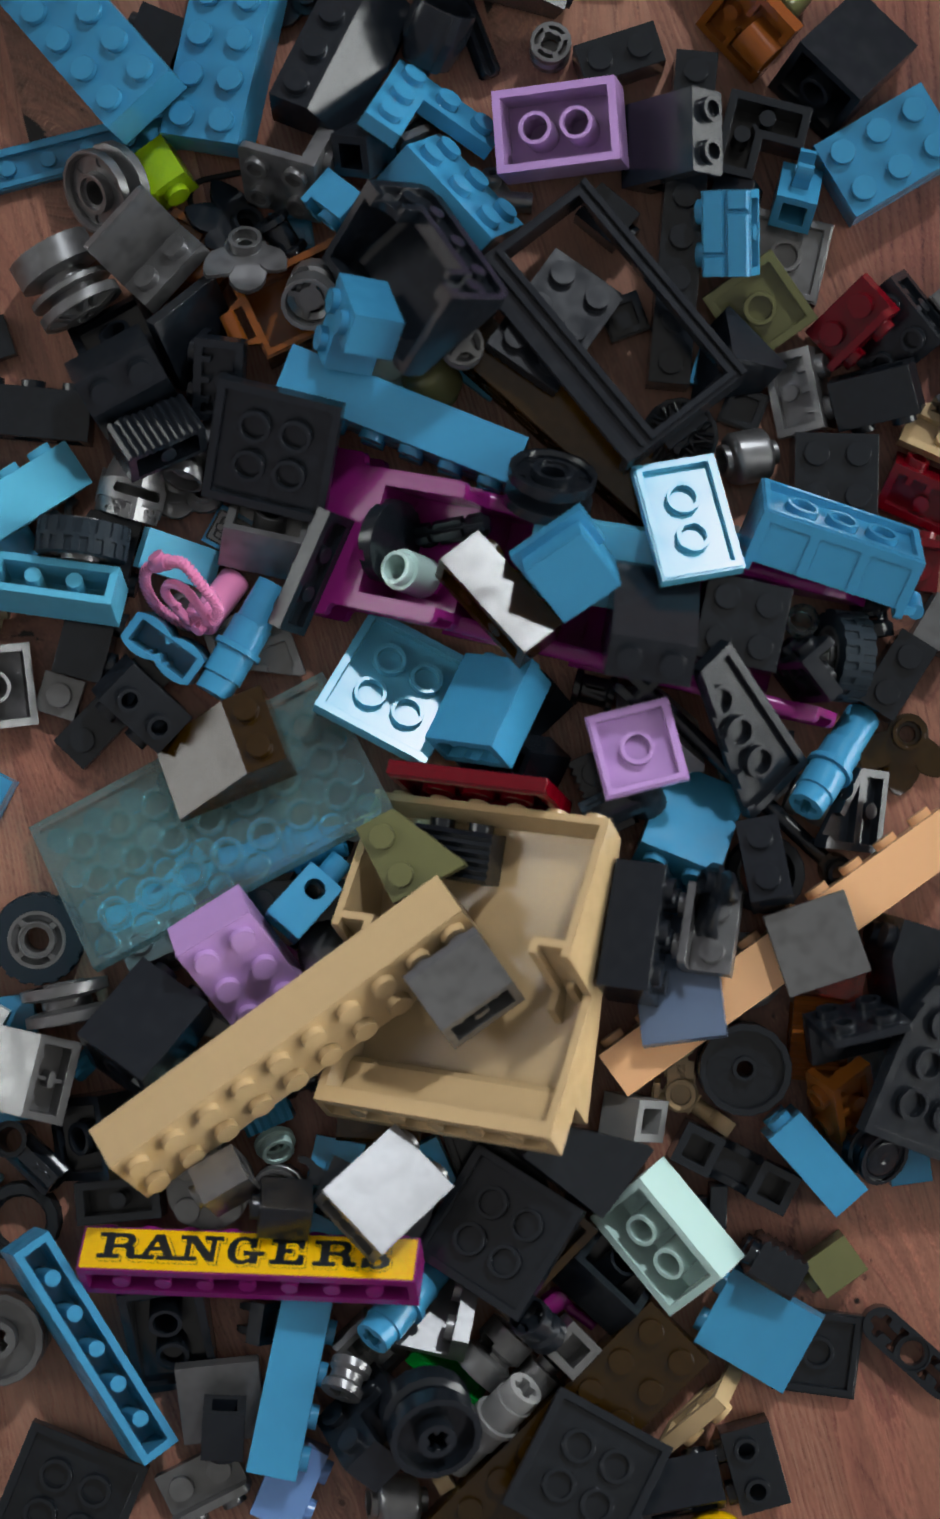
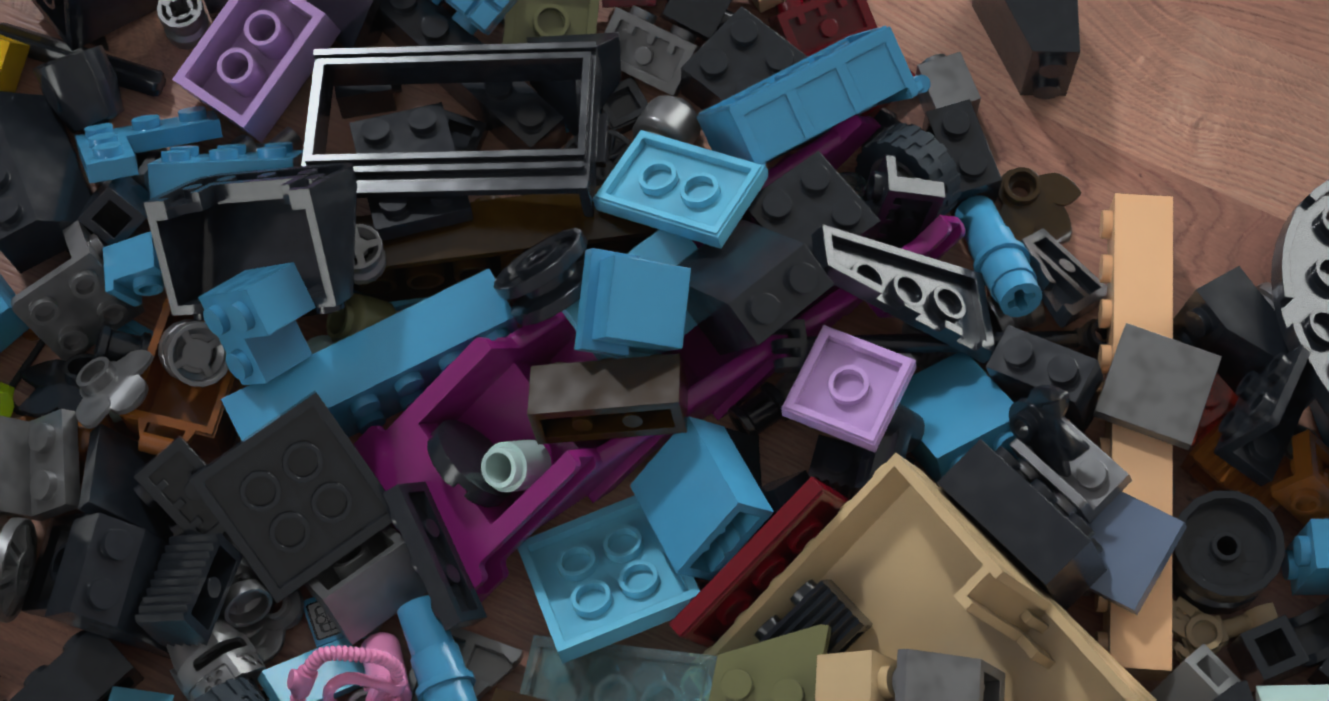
camera: 50 degrees left, 20 degrees down
(451, 529) = (508, 402): black axle -> none

